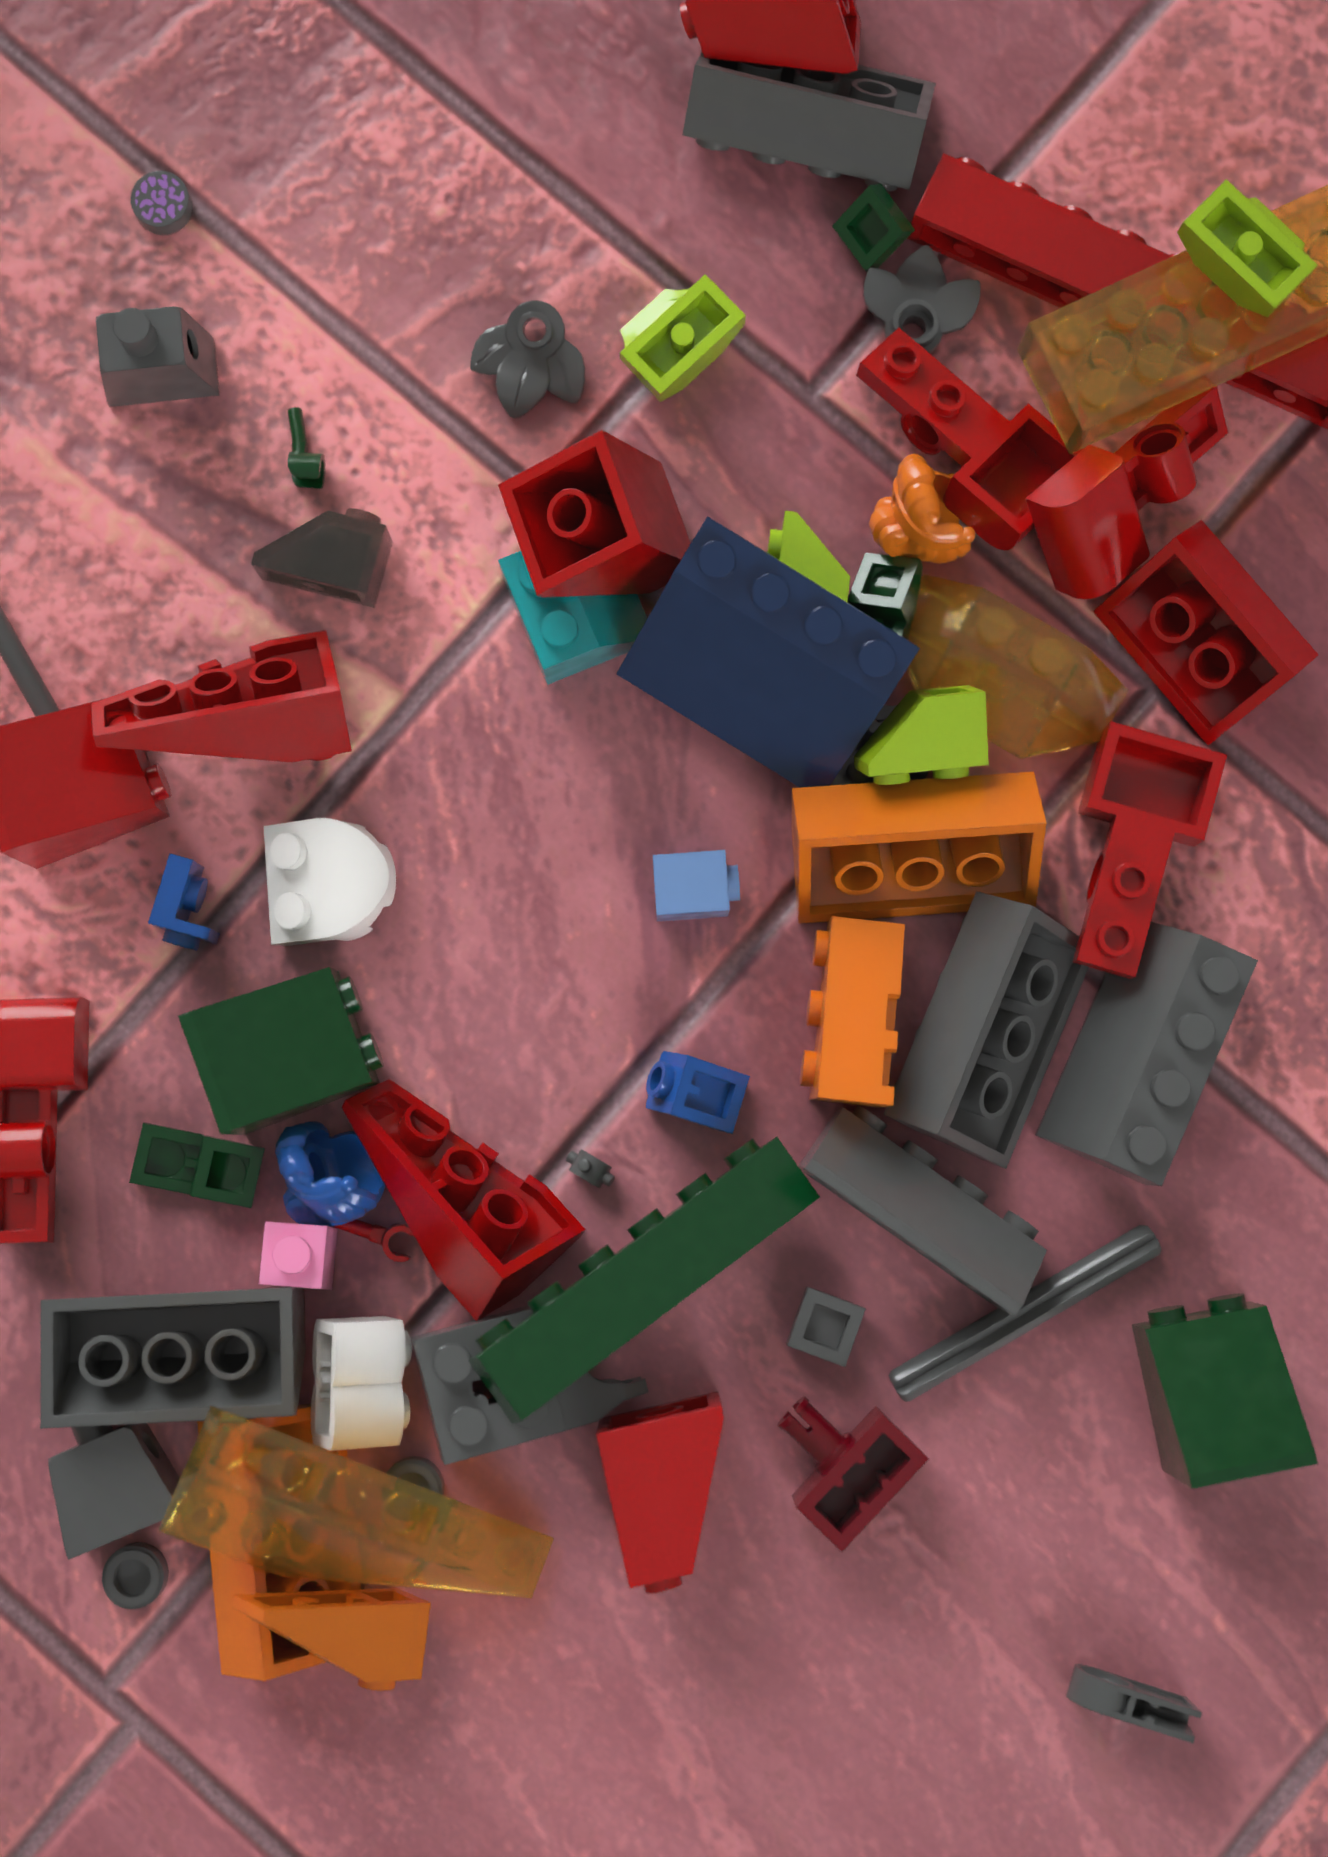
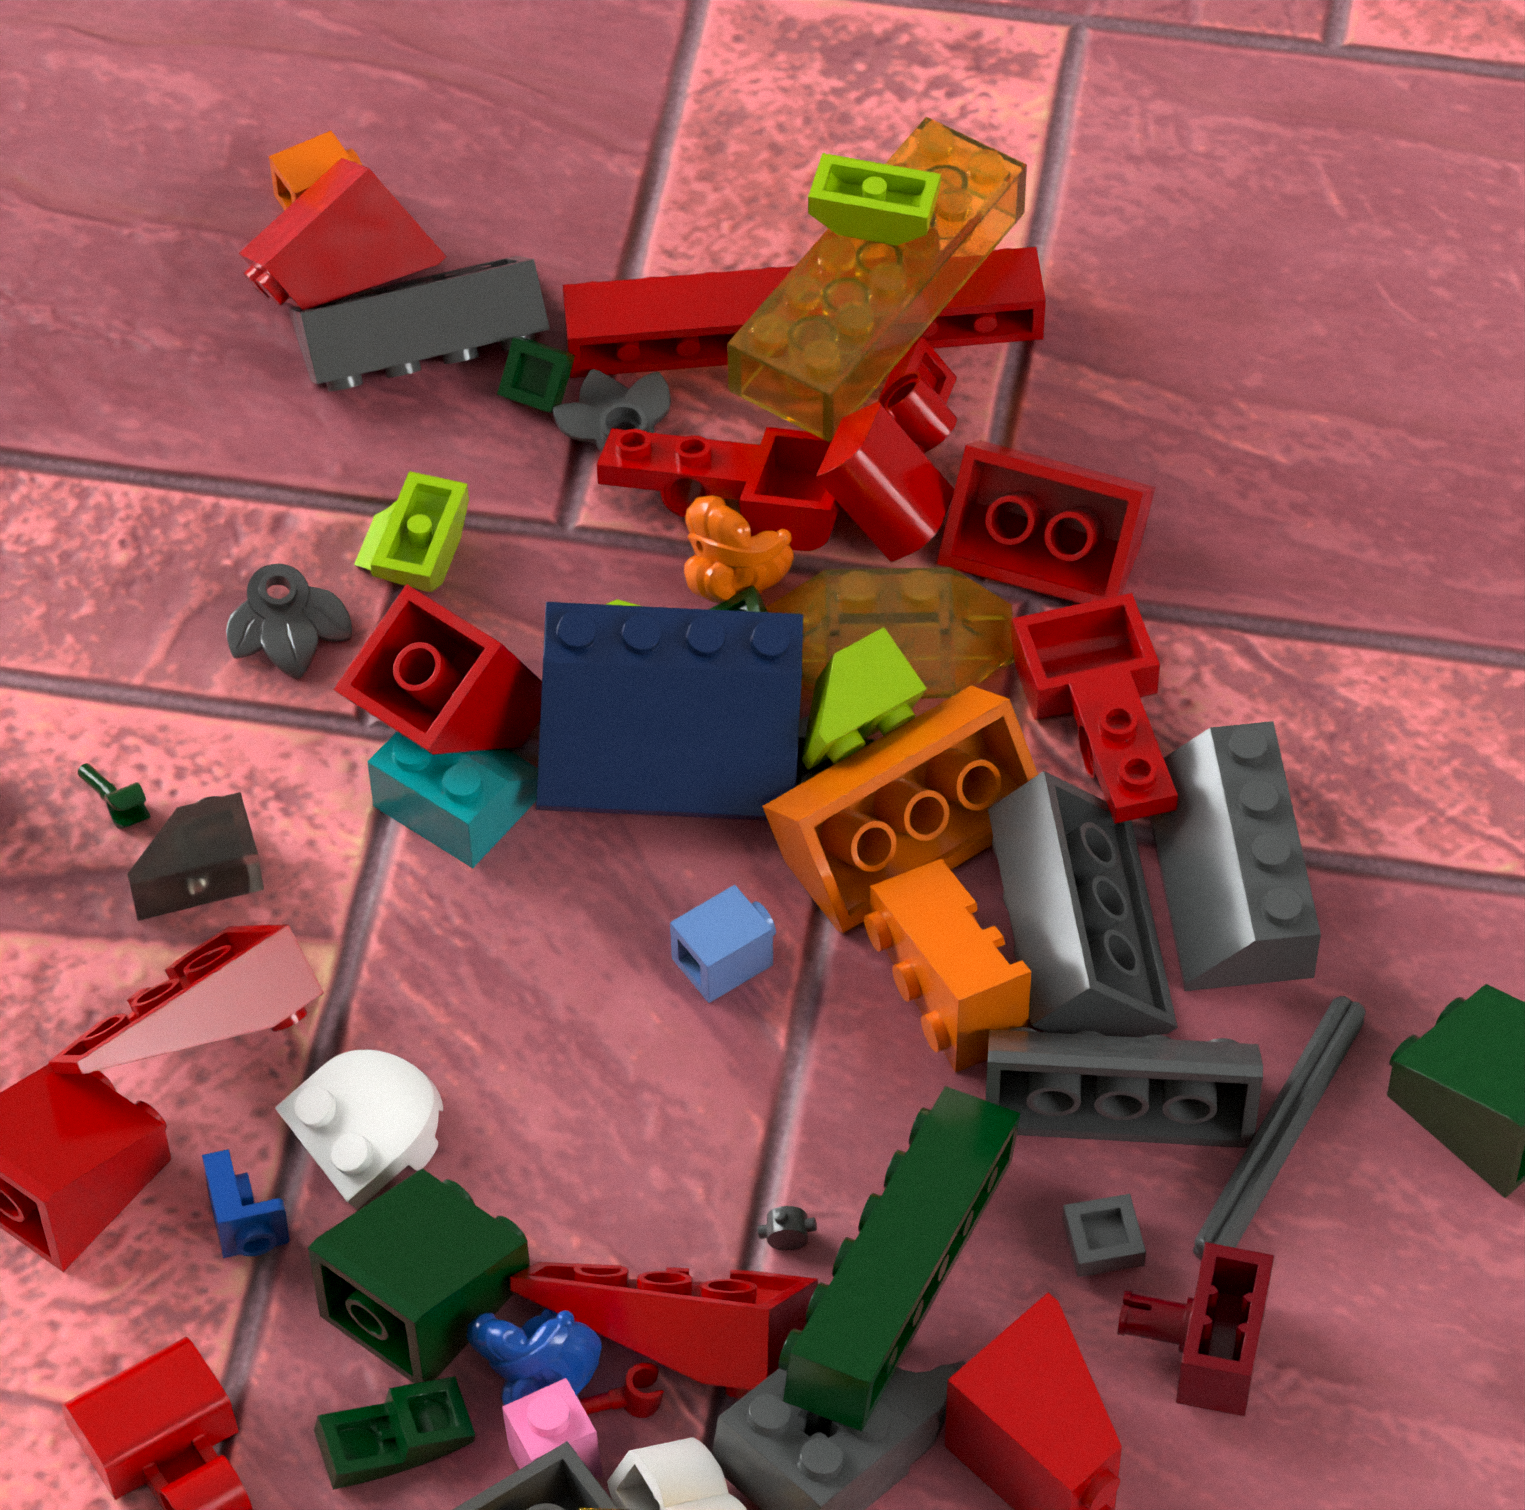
camera: 30 degrees left, 30 degrees down
(696, 1091) = (842, 1103): blue bracket -> none

